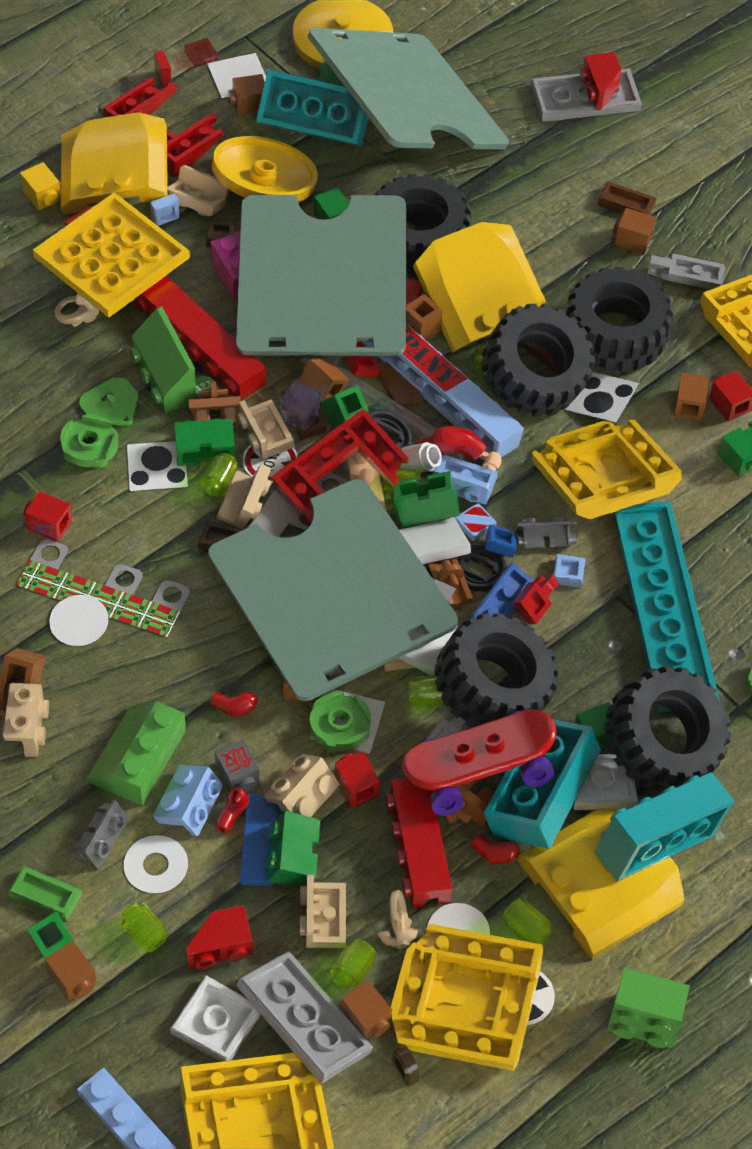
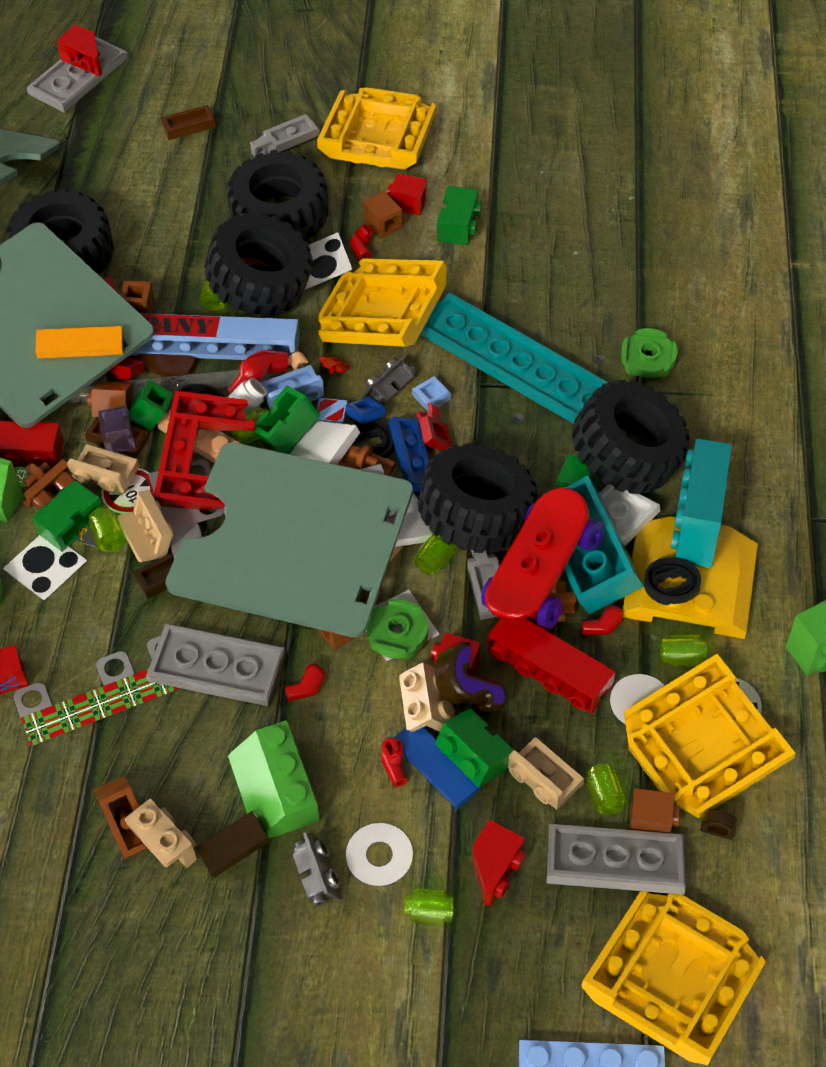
camera: 40 degrees left, 0 degrees up
(44, 893) = (322, 955): bright green tile -> none
(50, 934) = (370, 979): green brick -> none
(66, 766) = (233, 844): none -> dark brown tile
(71, 971) = (415, 993): dark orange brick -> none
(78, 620) = (113, 729): white sticker -> none
(189, 798) = (351, 782): light blue bracket -> none
(191, 636) = (216, 664): none -> light grey tile
(215, 1020) = (555, 924): white tile -> none
(237, 767) = (364, 727): dark grey brick -> none
(328, 801) = (461, 687): none -> dark brown animal
(337, 316) = (79, 342): none -> light orange tile
(400, 924) = (610, 733): tan piece -> none
(476, 280) = (153, 243): yellow wedge -> none
(519, 486) = (334, 363): none -> red plant
(579, 850) = (672, 568): none -> black piece
(634, 230) = (218, 135): dark orange brick -> none
(651, 404) = (360, 241): none -> red arm

